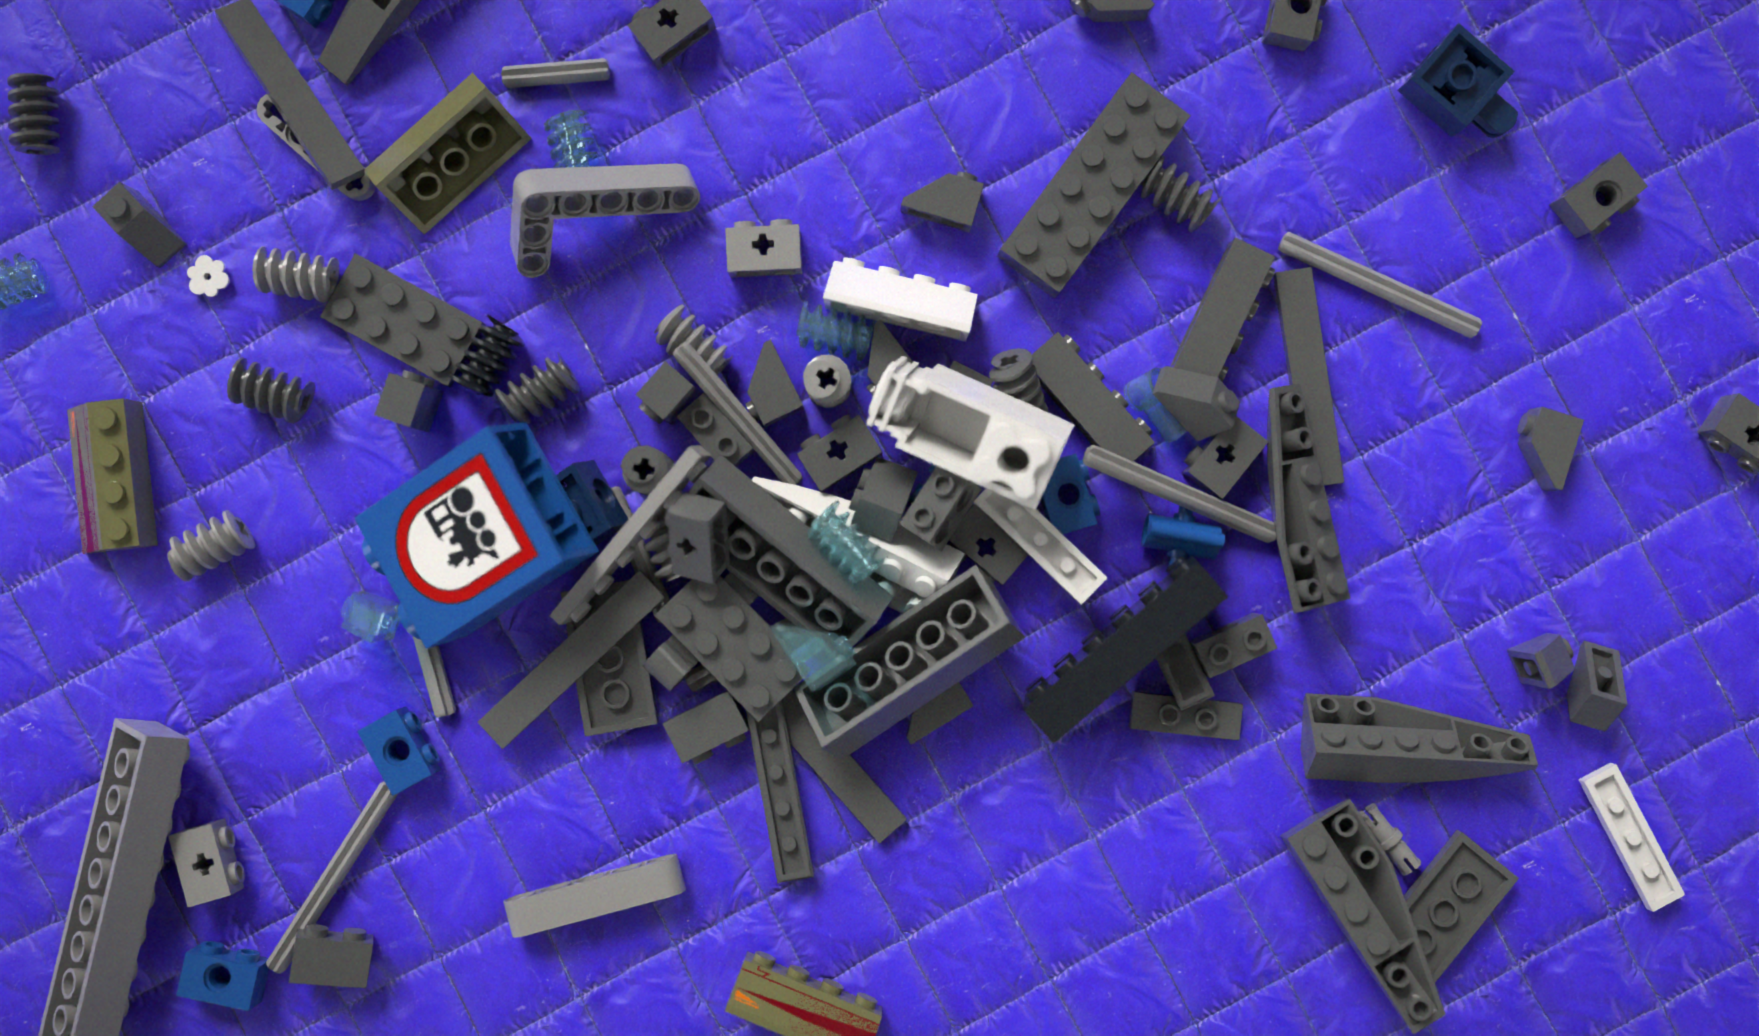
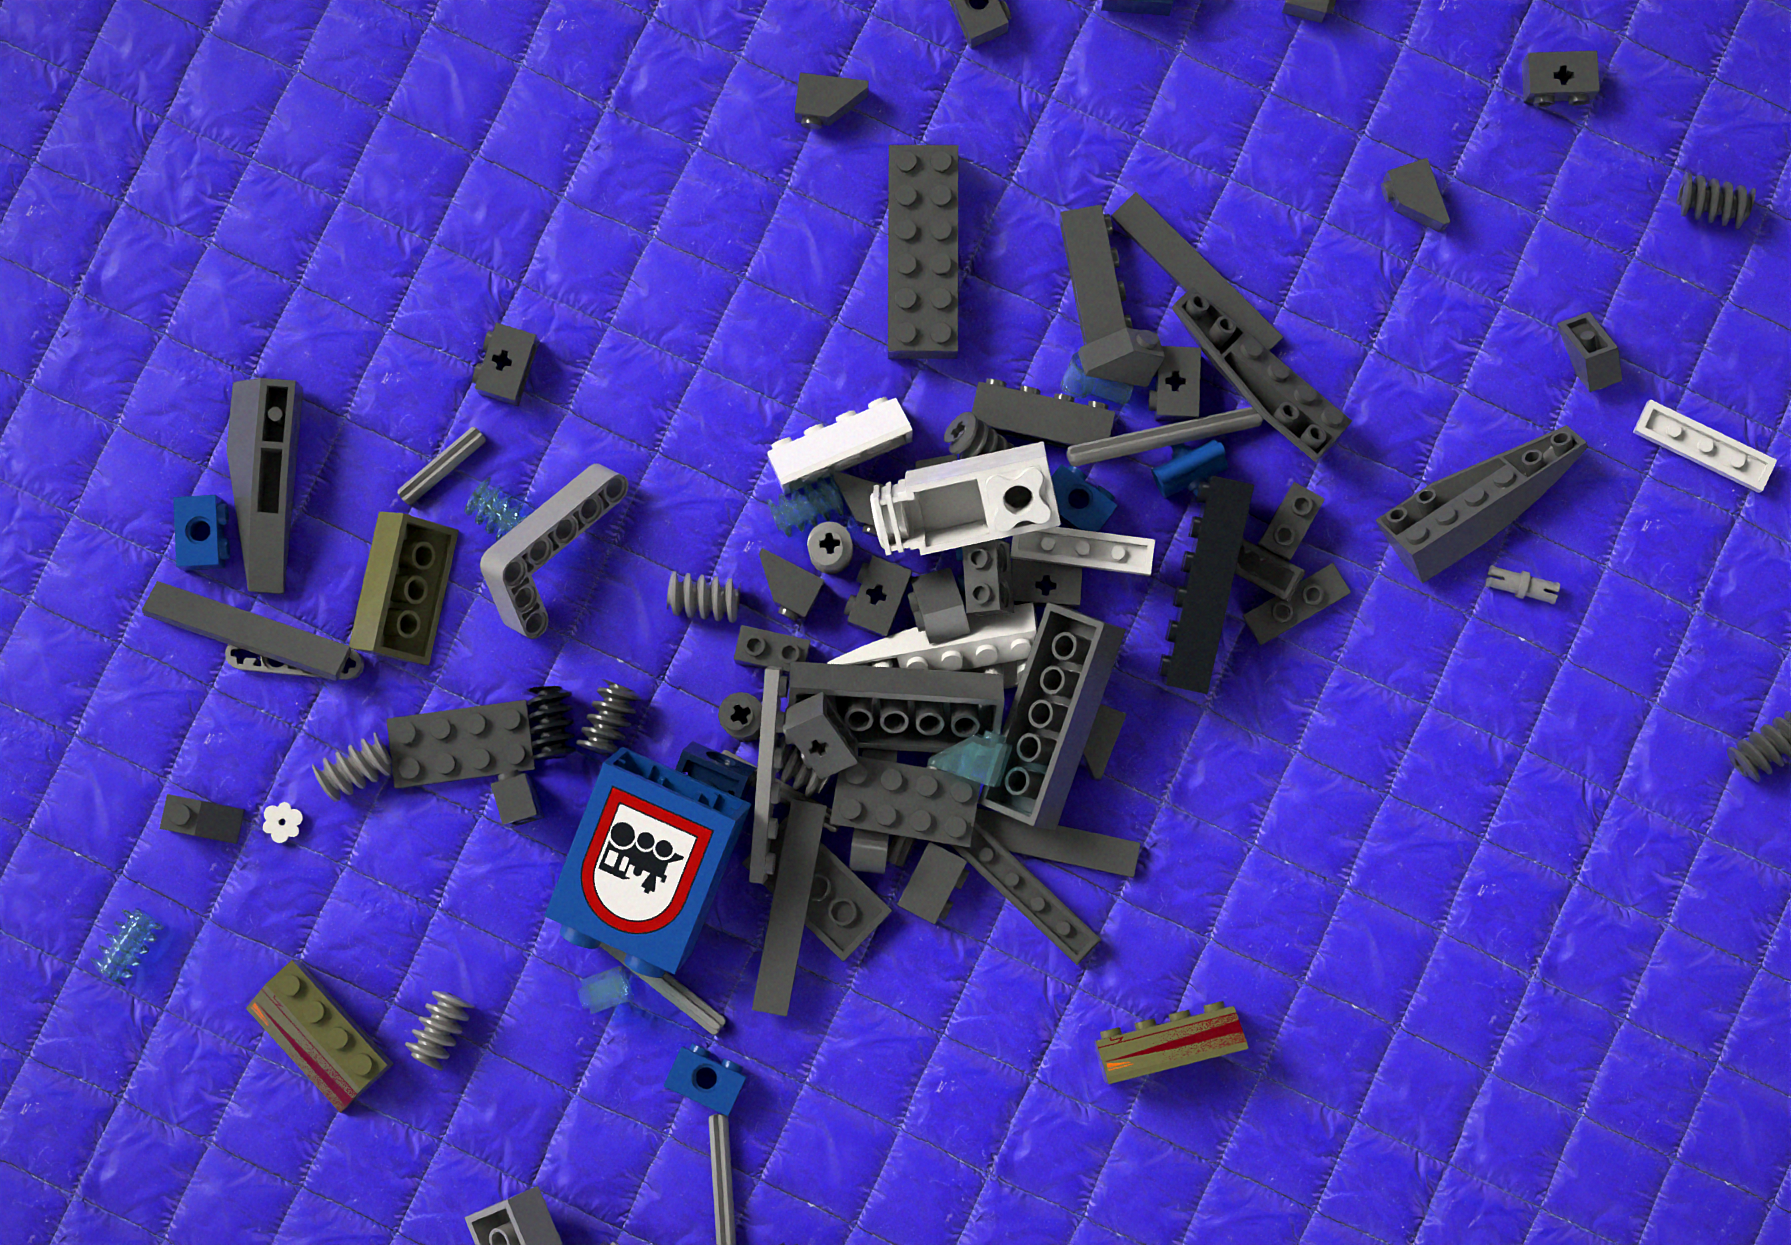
camera: 30 degrees left, 5 degrees down
(31, 113) = (54, 794): dark grey piece -> none
(269, 393) = (399, 874): dark grey piece -> none
(594, 895) = (942, 1081): light grey beam -> none
(666, 395) = (713, 648): dark grey brick -> none
(736, 413) = (778, 623): light grey axle -> none
(746, 260) = (724, 481): light grey brick -> none
(845, 544) = (937, 658): clear light blue piece -> none
(946, 201) = (819, 344): dark grey slope -> none
(1178, 195) = (993, 210): dark grey piece -> none
(1368, 906) = (1541, 645): dark grey wedge -> none
(1380, 285) = (1198, 167): light grey axle -> none
(1455, 899) = (1603, 609): dark grey plate -> none
(1542, 660) = (1534, 360): dark grey slope -> none

